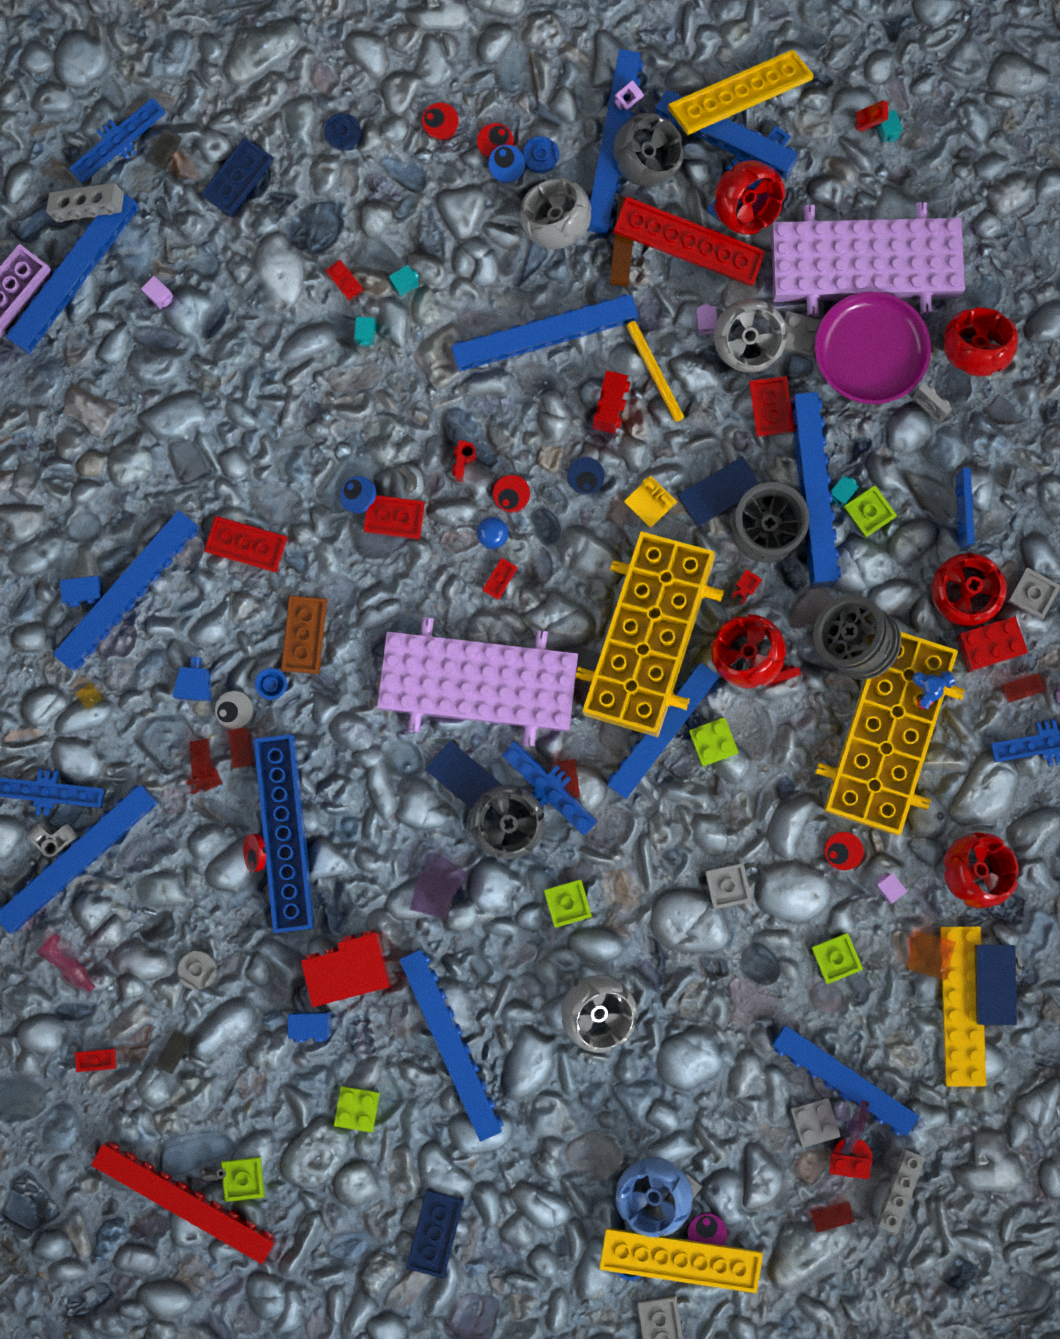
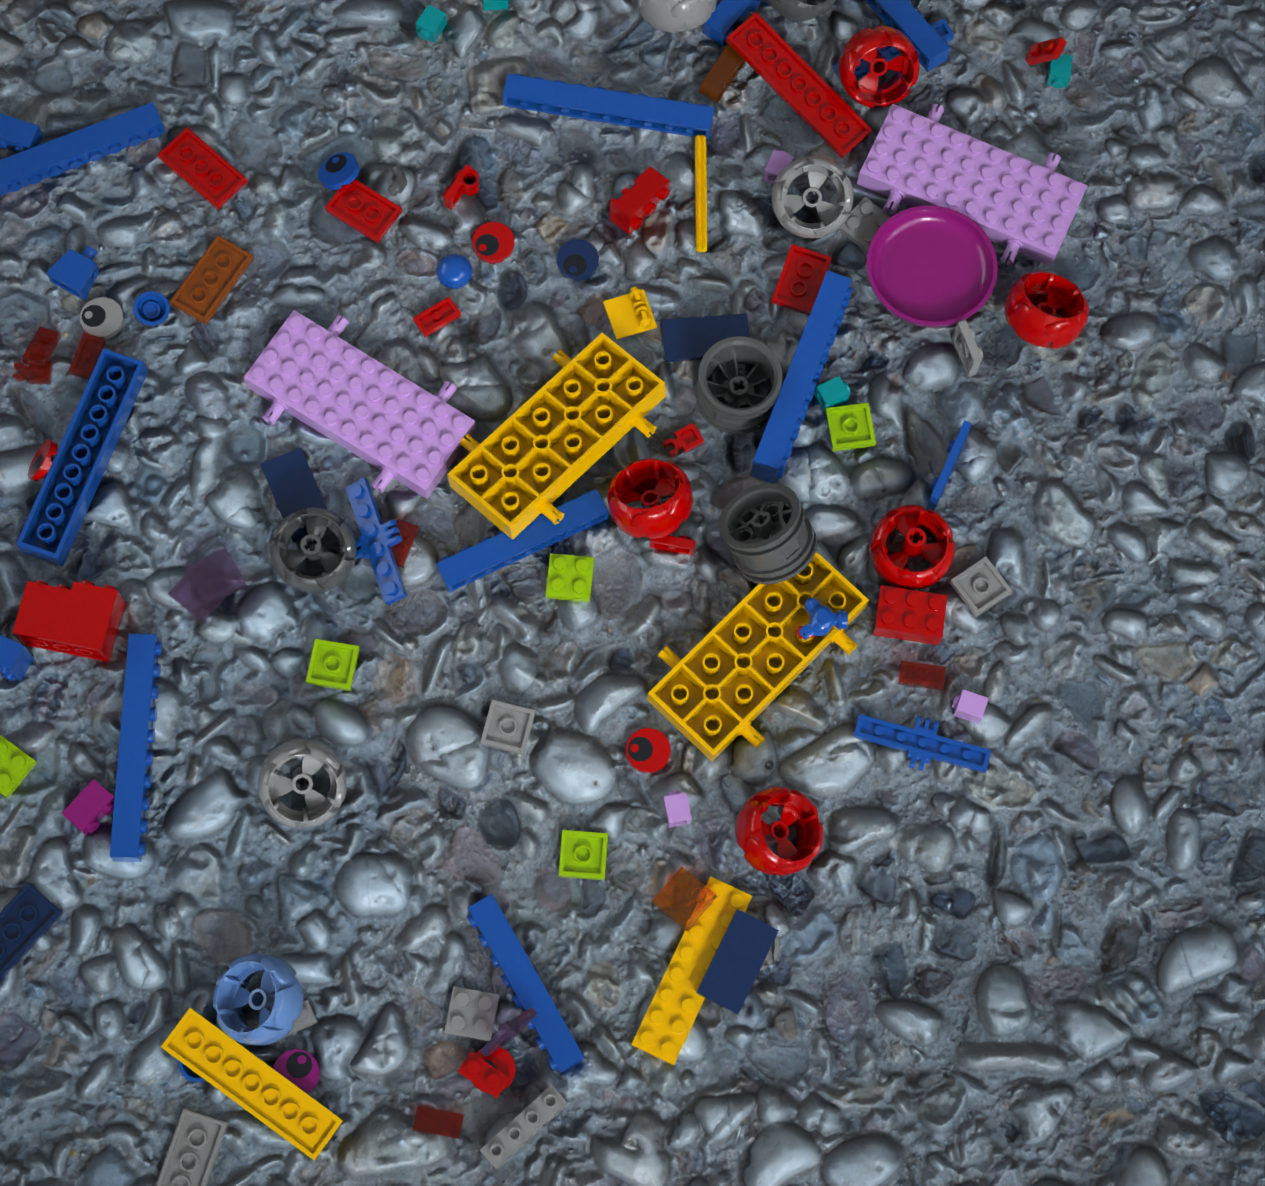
camera: 15 degrees right, 10 degrees down
(441, 1109) = (90, 807): none -> magenta brick

